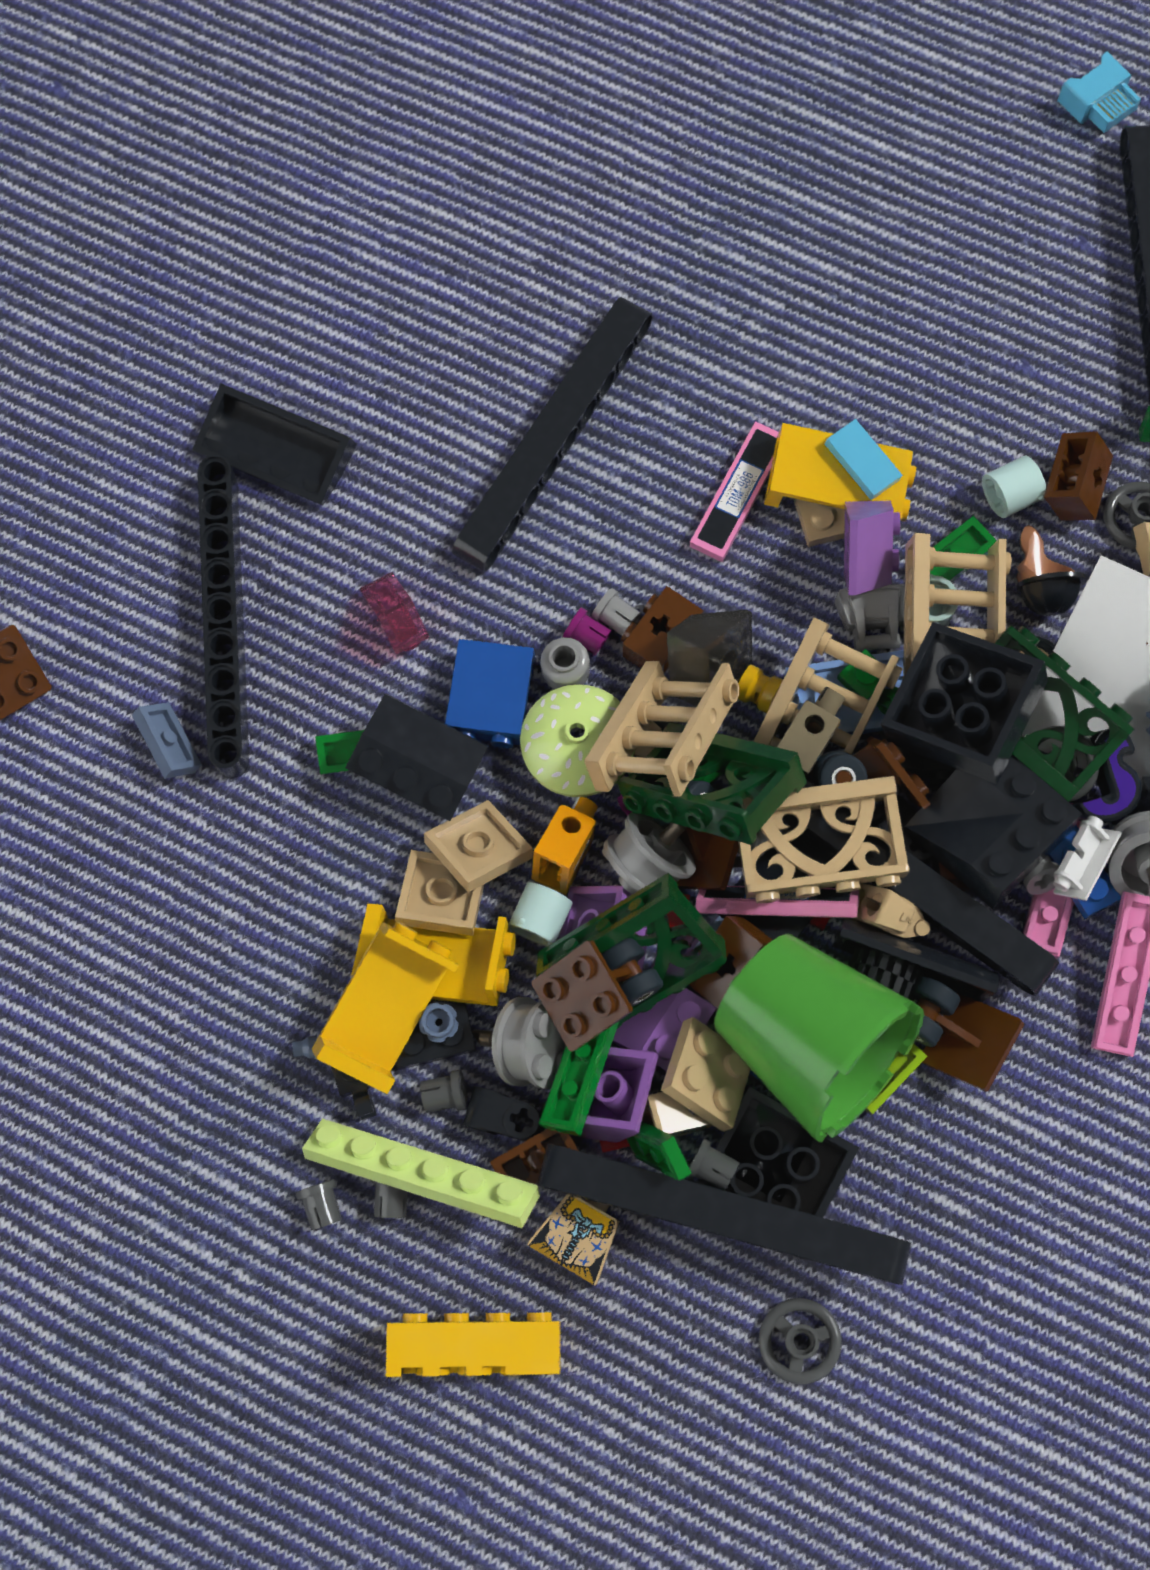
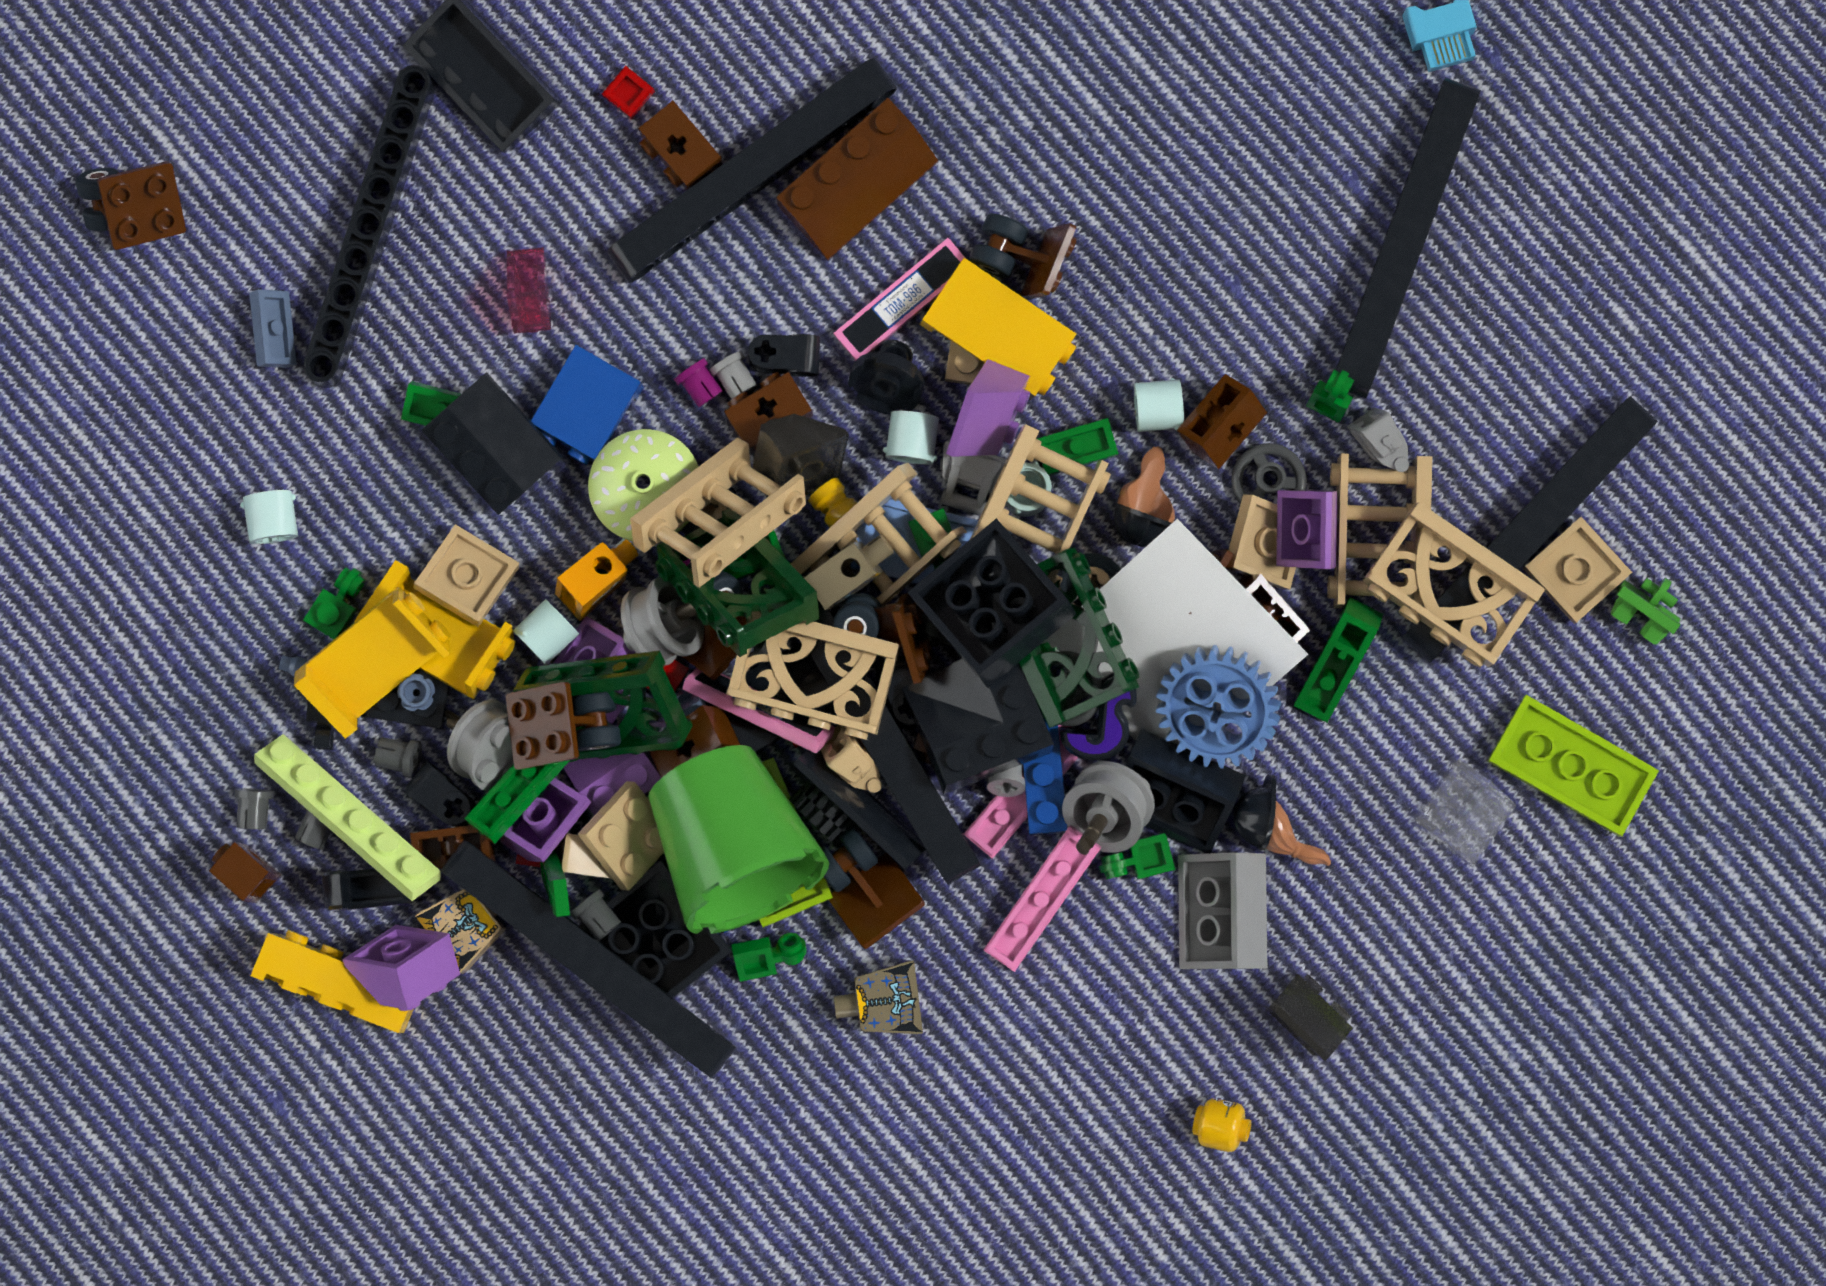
camera: 20 degrees right, 10 degrees up
(230, 912) = (270, 516): none -> light aqua piece
(324, 982) = (331, 612): none -> green plate
(335, 1271) = (243, 871): none -> reddish brown brick
(413, 413) = (628, 92): none -> red tile
(463, 1241) = (359, 890): none -> black animal
(478, 845) = (515, 546): tan plate -> none
(479, 436) = (672, 127): none -> reddish brown brick
(538, 1300) = (404, 965): none -> medium lavender slope
(565, 663) = (664, 407): light grey head -> none
(651, 403) = (857, 179): none -> reddish brown slope
(654, 574) = (794, 354): none -> black piece
(760, 559) = (887, 379): none -> black tile
(804, 598) = (912, 437): none -> light aqua piece
(829, 1331) = (601, 1114): dark grey piece -> none
(855, 398) = (1005, 246): none -> reddish brown plate
(863, 459) = (1022, 325): medium azure tile -> none
(882, 1144) = (758, 959): none -> green plate
(1025, 1137) = (884, 1001): none -> dark tan torso
(1084, 865) = (1031, 794): white hinge -> none

